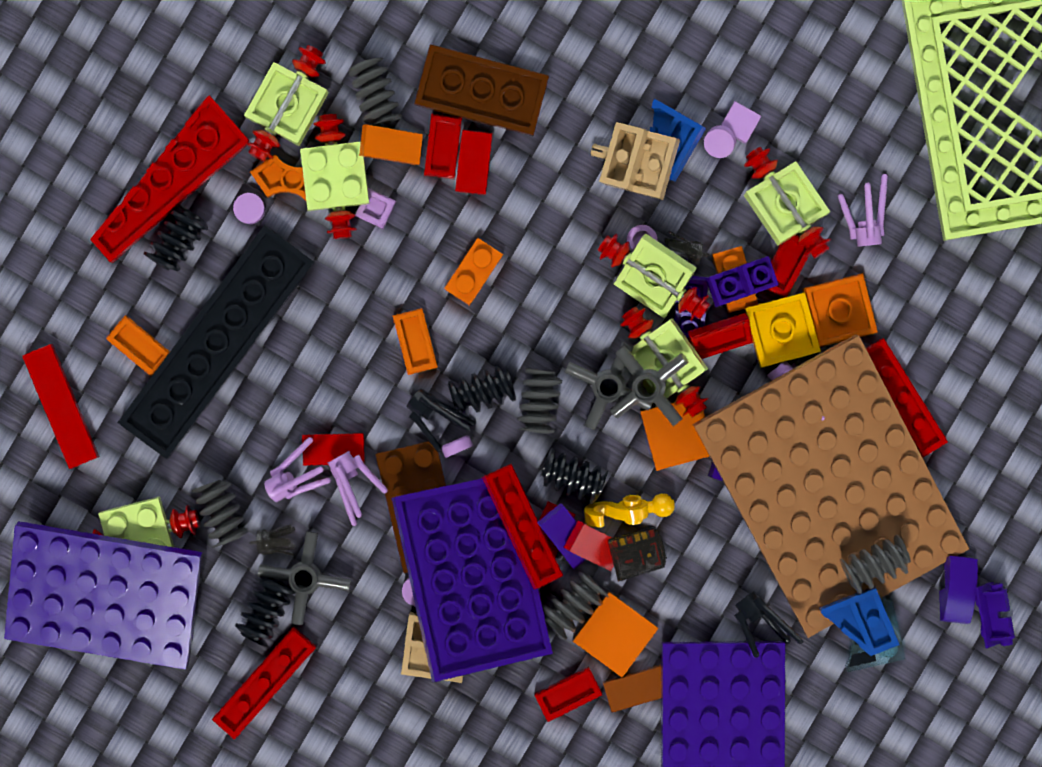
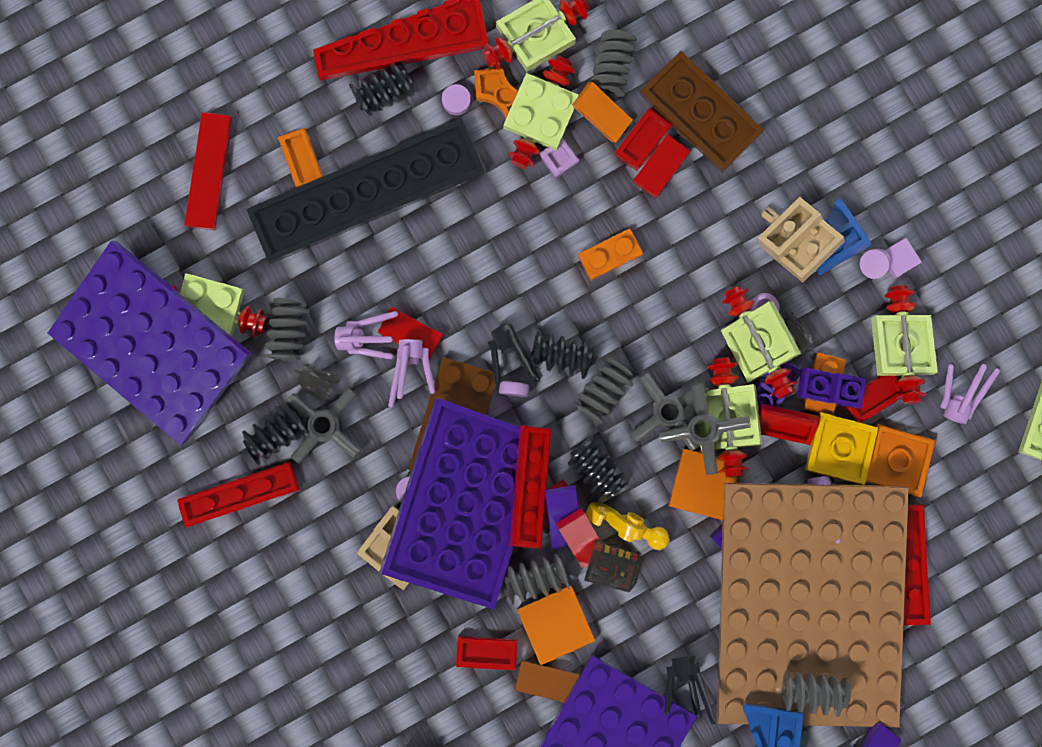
camera: 30 degrees right, 5 degrees down
(415, 341) = (529, 284): orange tile -> none

